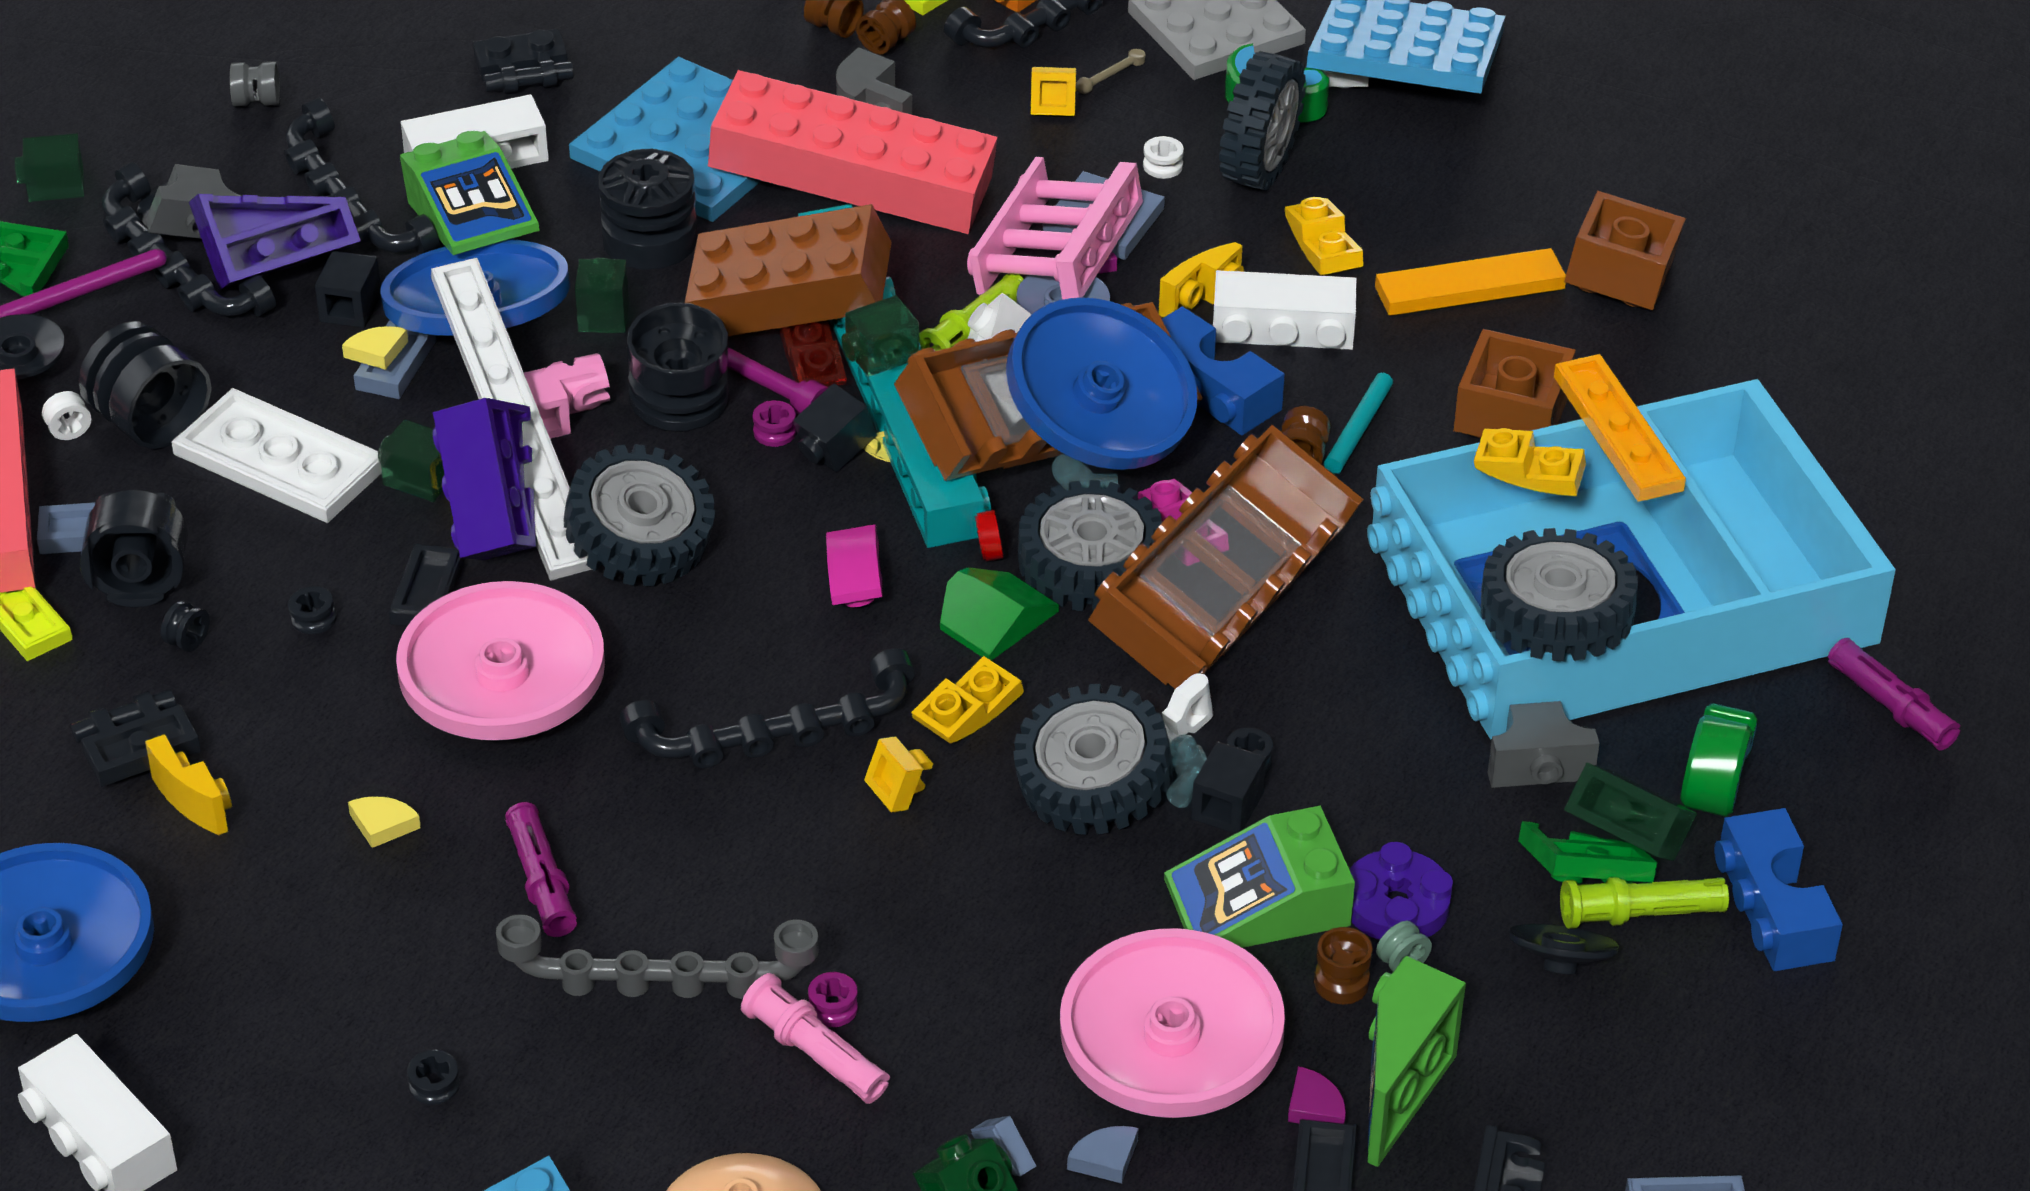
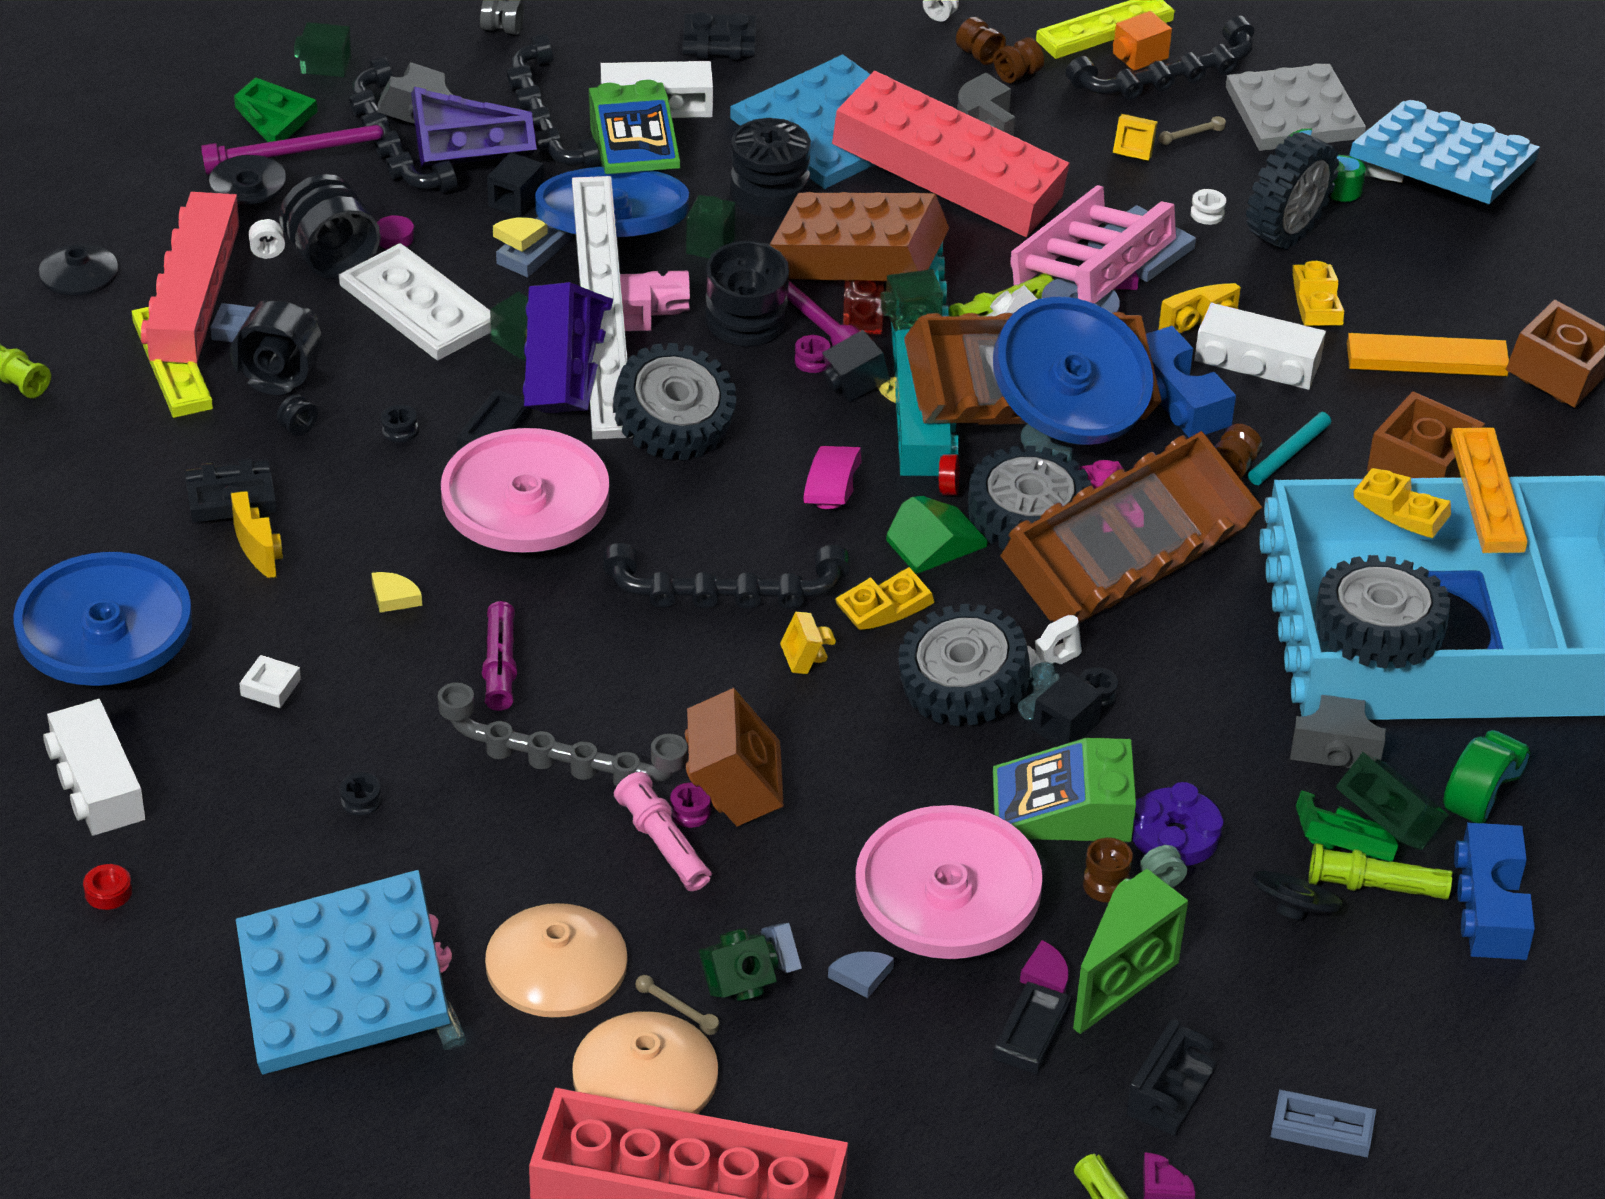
camera: 15 degrees right, 0 degrees up
(224, 374) = (395, 230): none -> magenta tile
(273, 963) = (270, 681): none -> white plate
(873, 931) = (734, 757): none -> dark orange brick

